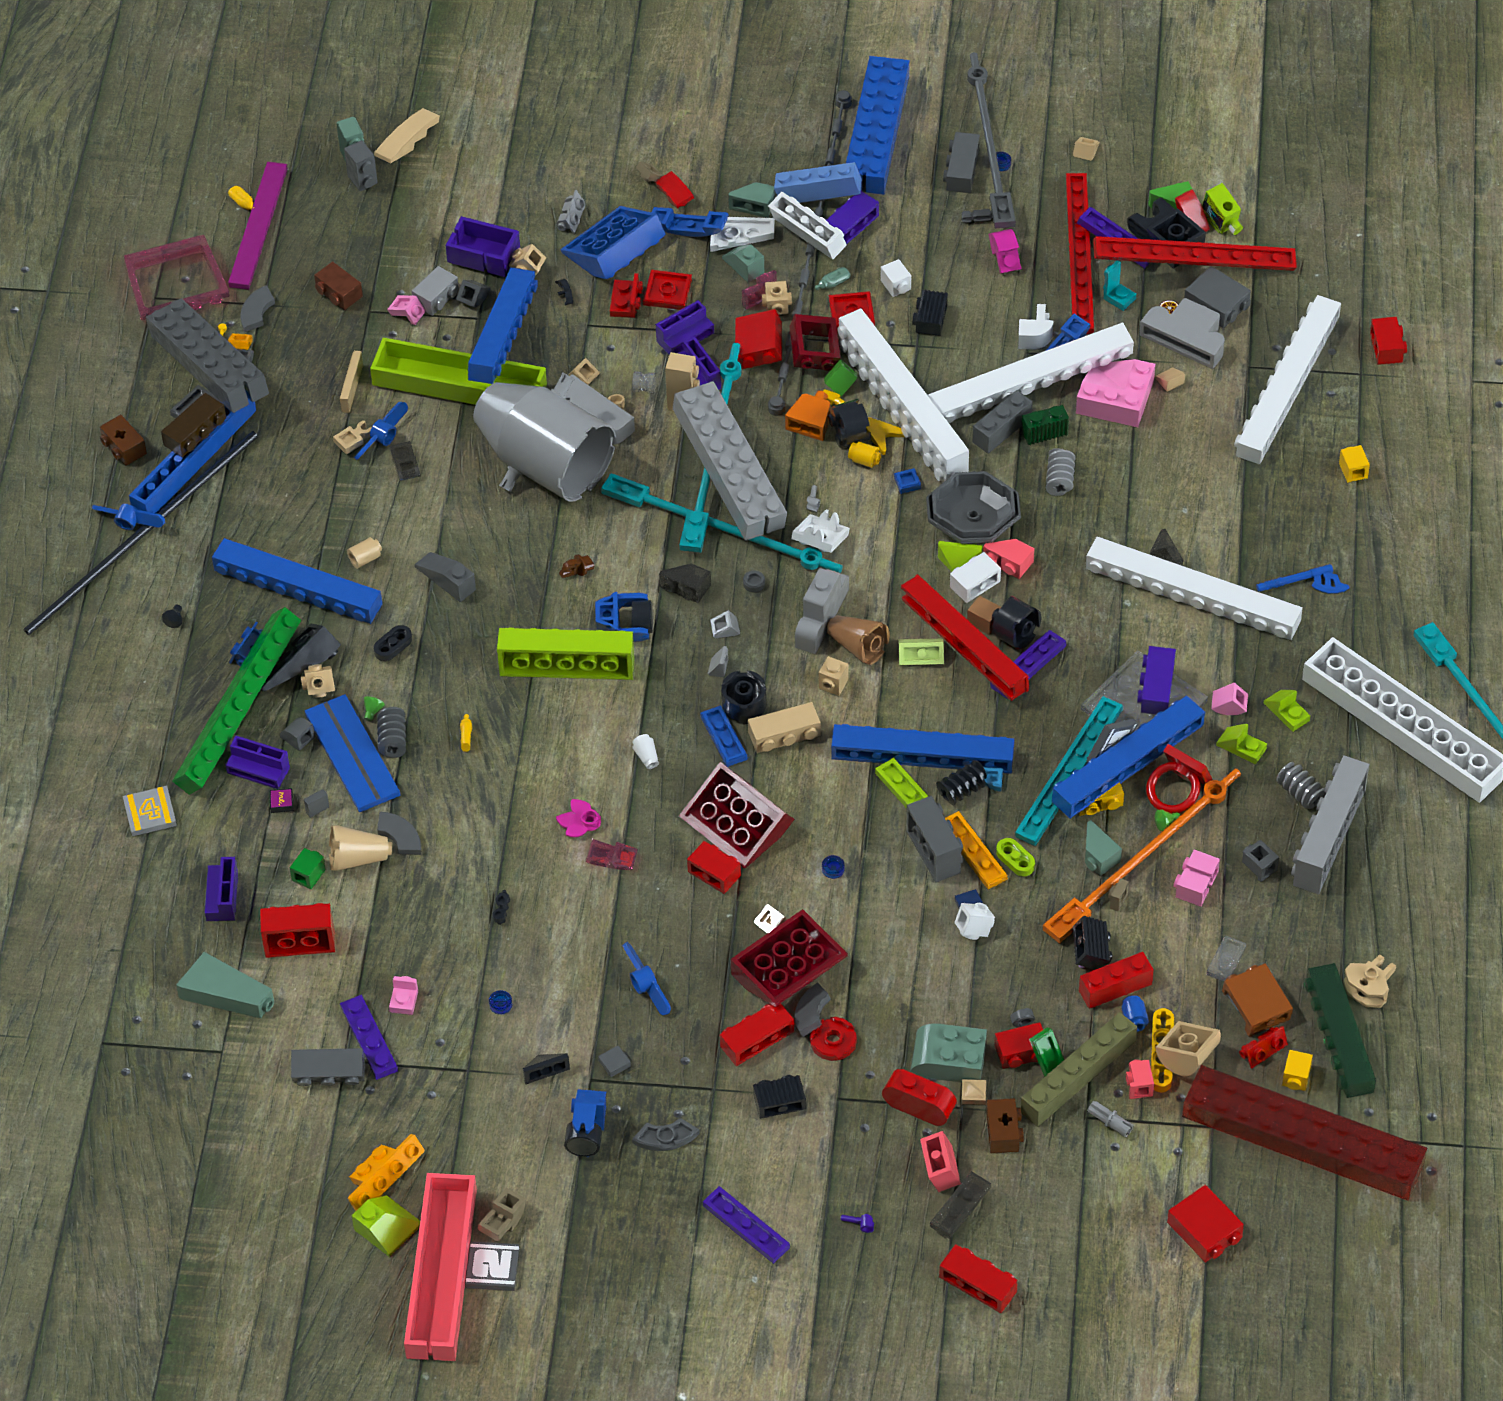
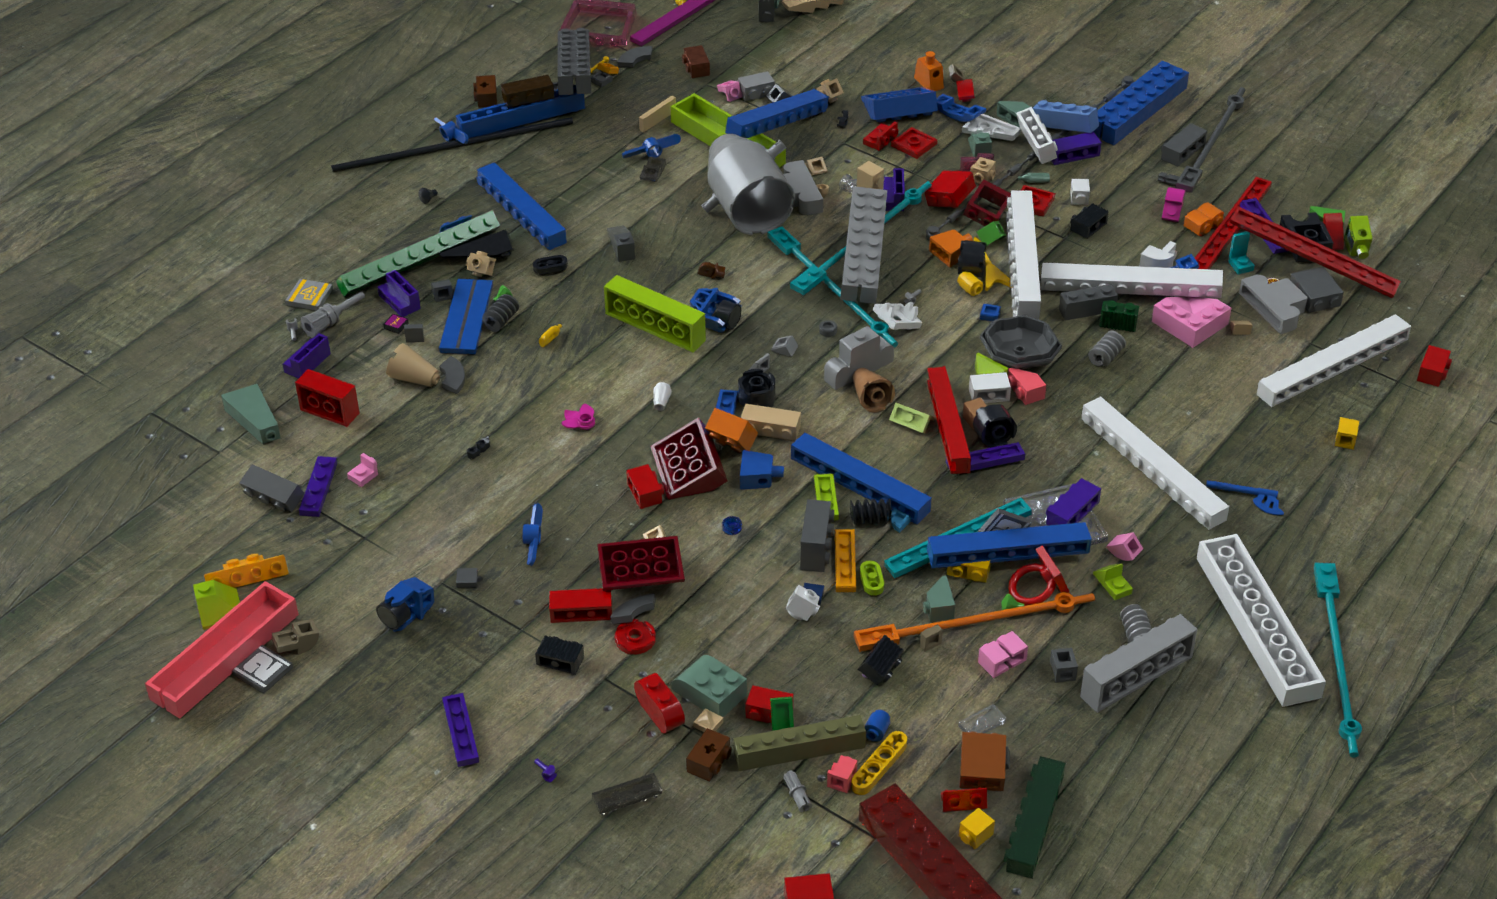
camera: 30 degrees right, 10 degrees down
(168, 862) = (292, 327): none -> light grey hand
(200, 830) = (326, 316): none -> light grey piece
(307, 868) = (373, 367): green brick -> none
(351, 438) = (629, 143): tan plate -> none
(364, 552) = (579, 207): tan brick -> none
(482, 246) = (805, 70): dark purple piece -> none
(500, 1002) = (424, 505): clear blue tile -> none
(545, 1066) = (414, 558): black slope -> none
(572, 212) = (885, 78): light grey hinge -> none
(609, 856) = (580, 449): clear pink slope -> none
(621, 185) = (929, 72): none -> orange torso
(665, 1137) = (459, 644): dark grey tile -> none
(682, 326) = (912, 162): dark purple piece -> none
(687, 581) = (778, 307): clear smoke slope -> none
(760, 759) = (731, 430): none -> orange brick
(814, 791) = (758, 470): none -> blue torso
(833, 676) = (832, 405): tan brick -> none
(940, 1161) = (637, 754): coral brick -> none
(978, 1278) = (598, 854): red brick -> none
(1004, 161) = (1215, 156): clear blue tile -> none
(1022, 1017) = (787, 685): dark grey tile -> none
(1048, 256) = (1203, 219): none -> orange brick
(1085, 148) = (1284, 170): tan slope -> none
(1116, 980) = (879, 694): red brick -> none
(1166, 549) = (1149, 425): clear smoke slope -> none
(1187, 1047) = (894, 766): tan brick -> none
(1286, 708) = (1169, 574): lime slope -> none
(1370, 981) = (1087, 790): tan hinge -> none

